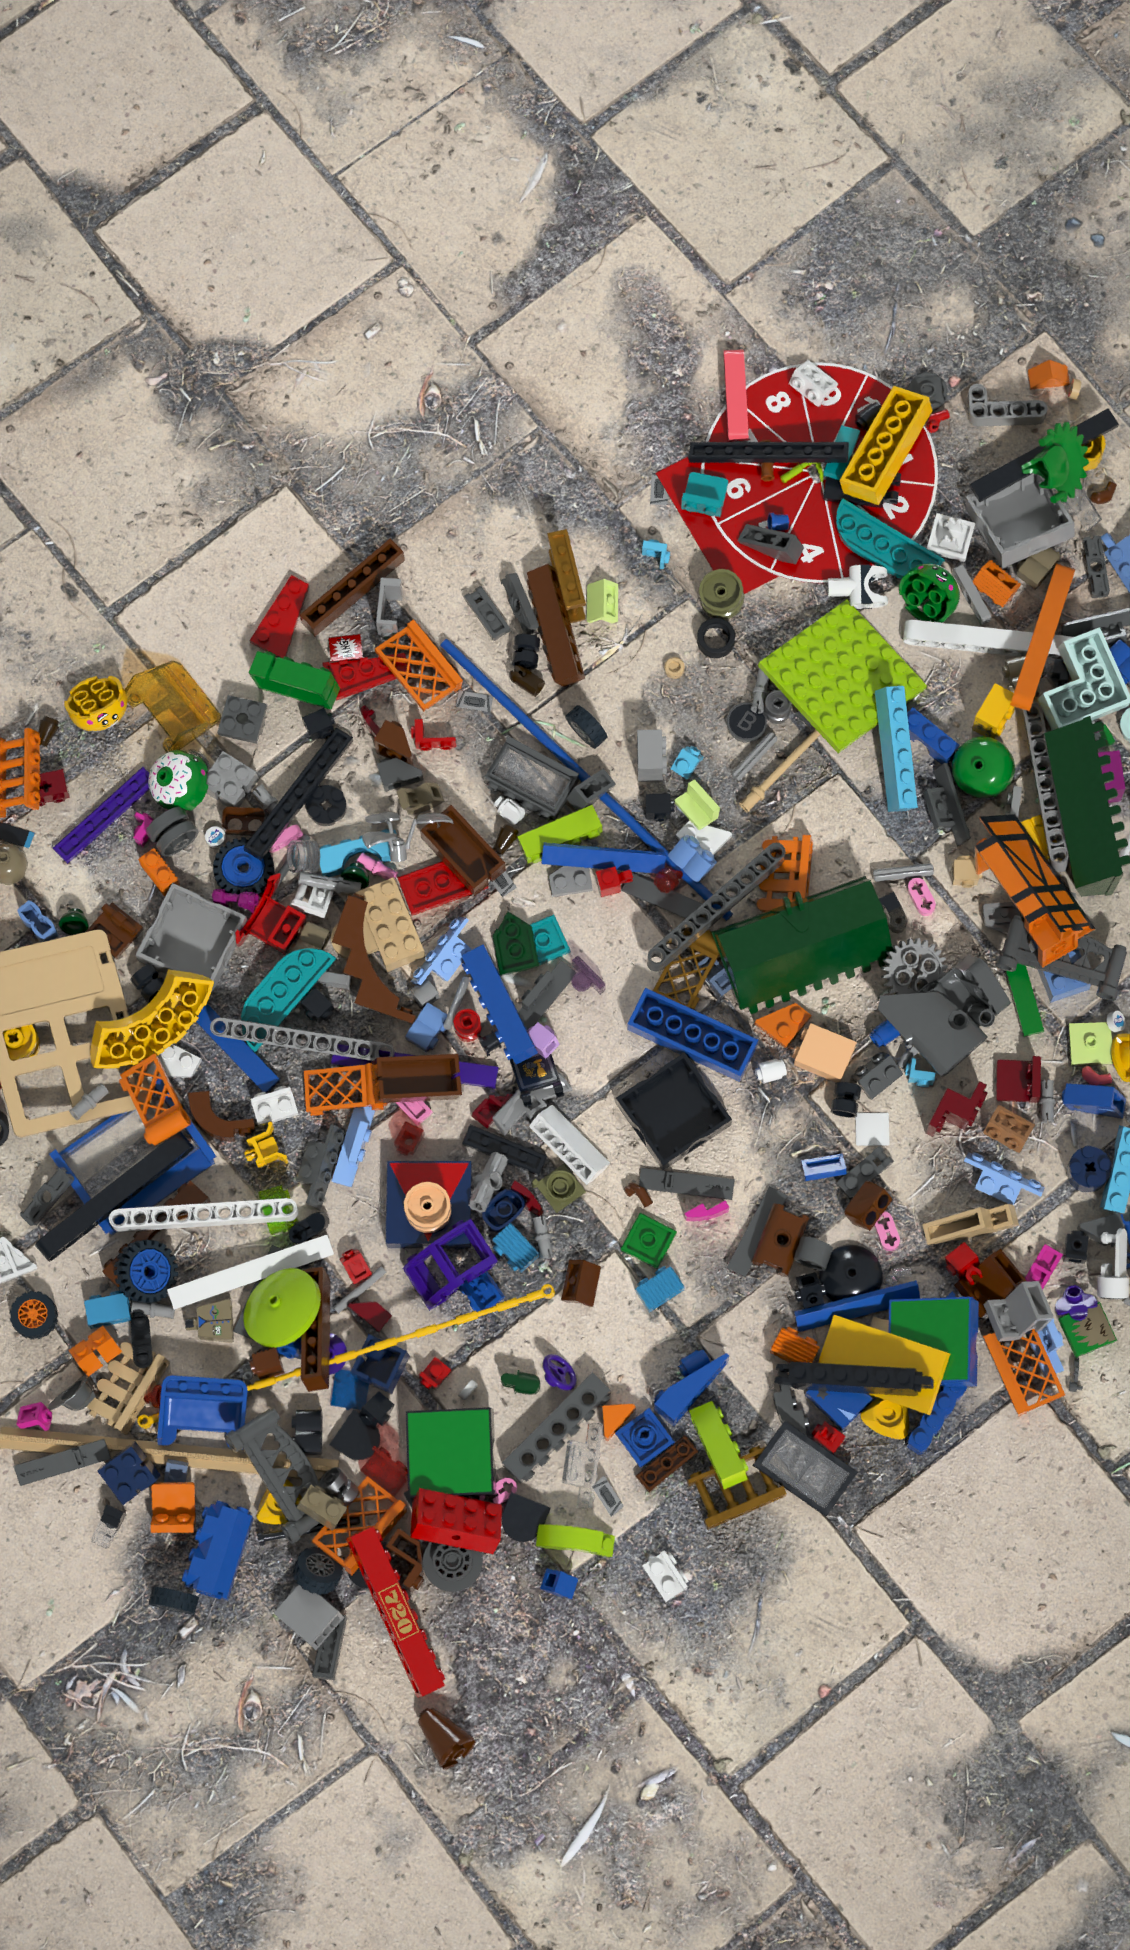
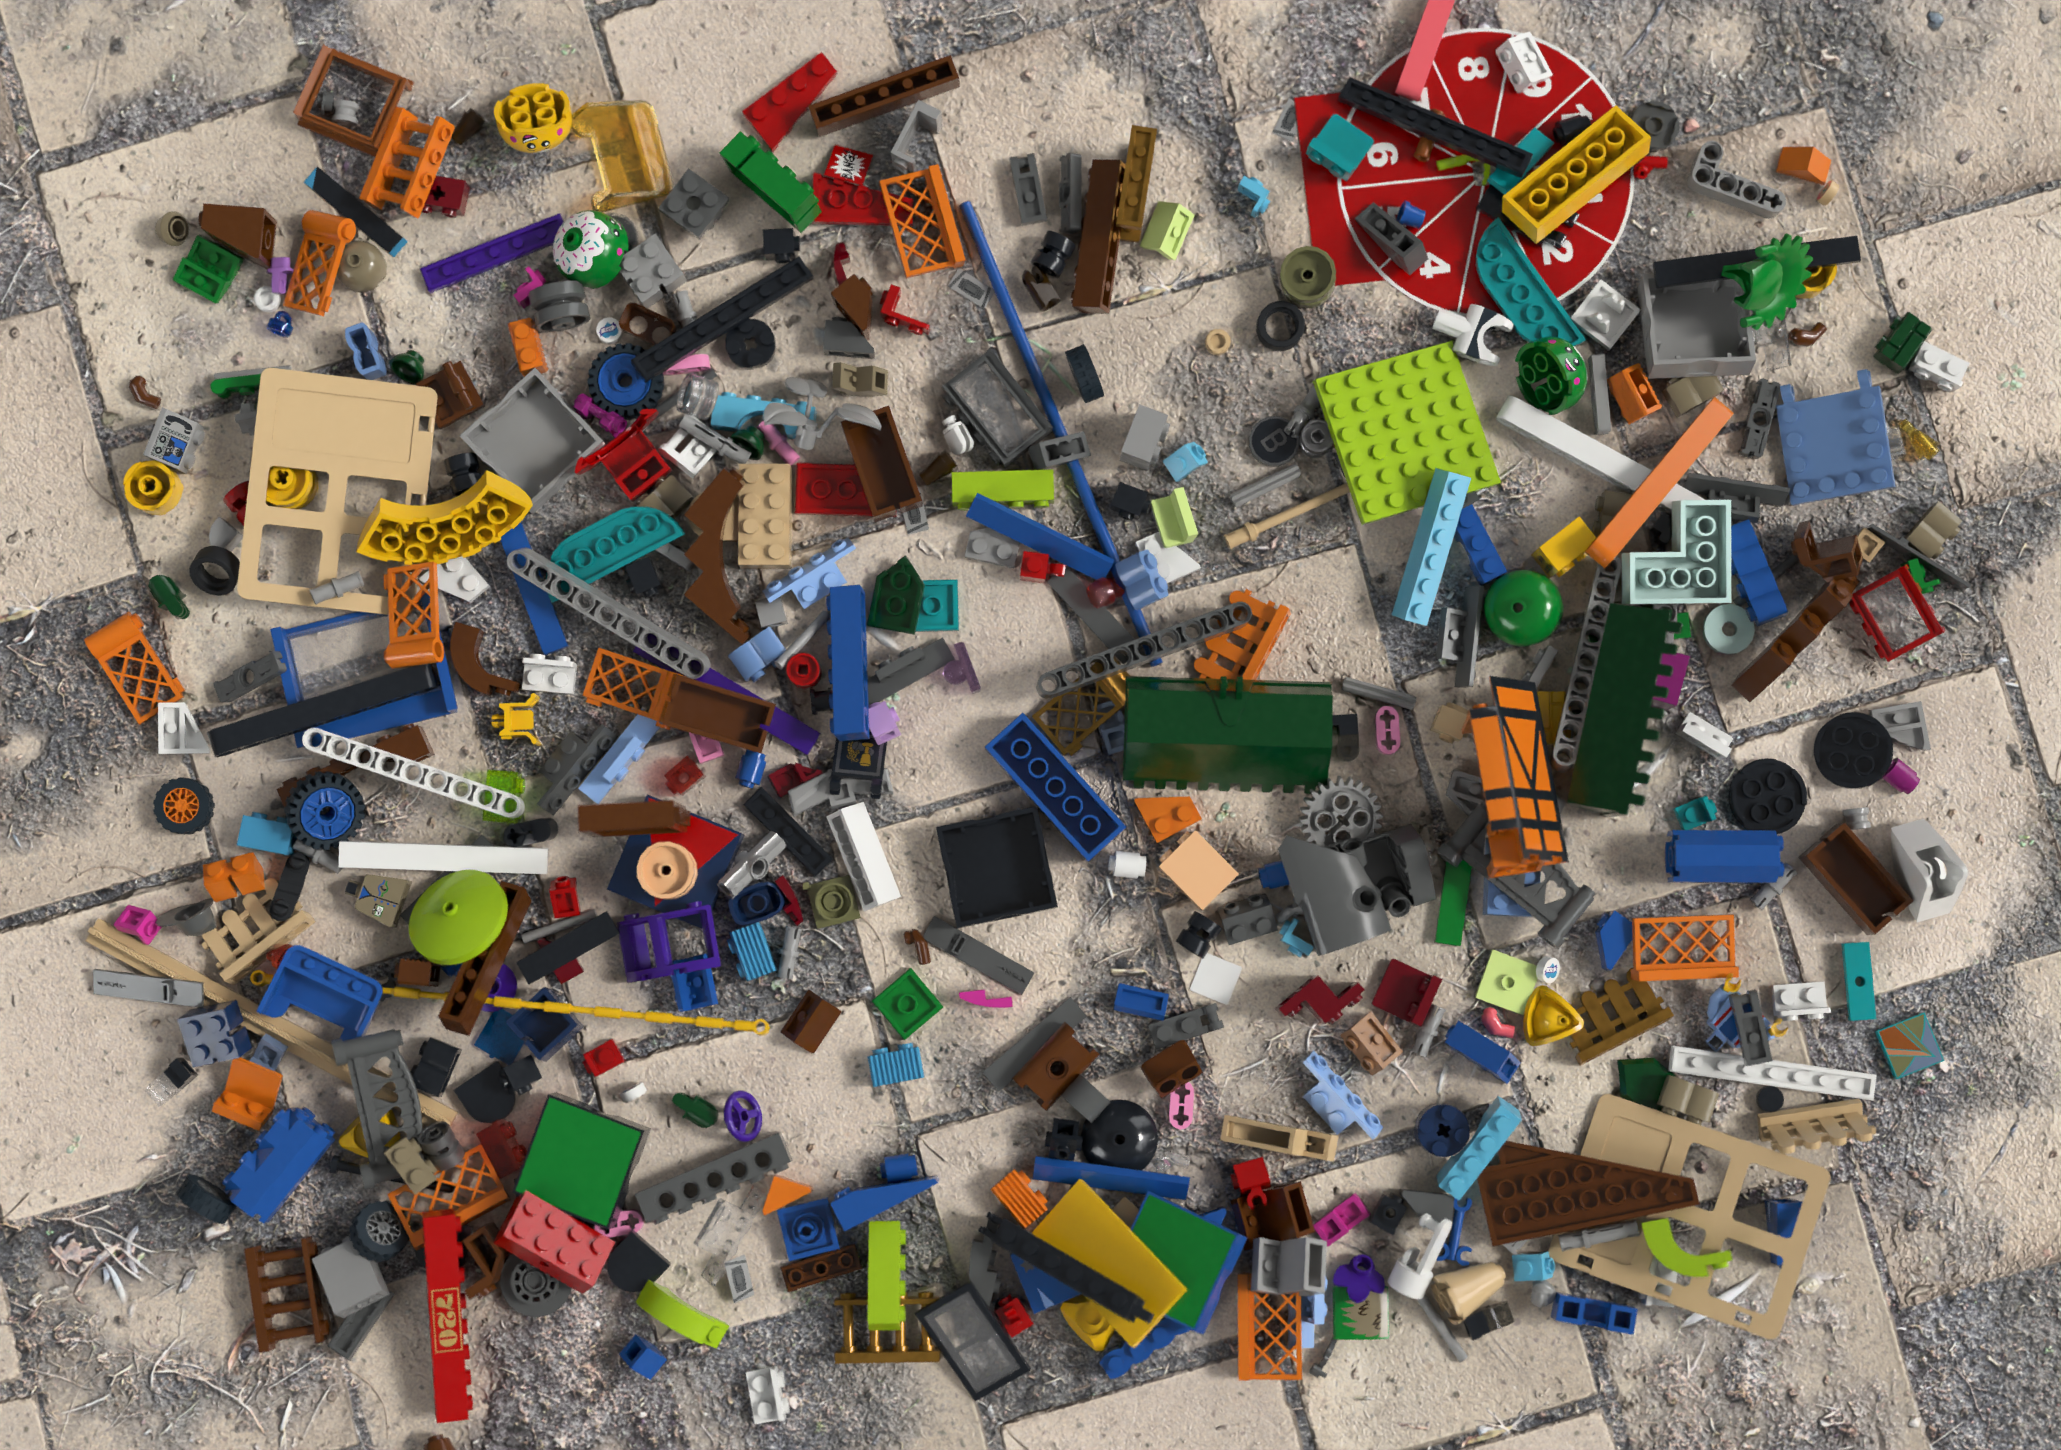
camera: 20 degrees right, 10 degrees up
(242, 1651) = (260, 1286): none -> reddish brown fence
(374, 1300) = (568, 947): none -> black tile
(389, 1173) = (633, 818): none -> reddish brown window
(457, 1113) = (751, 769): none -> blue brick

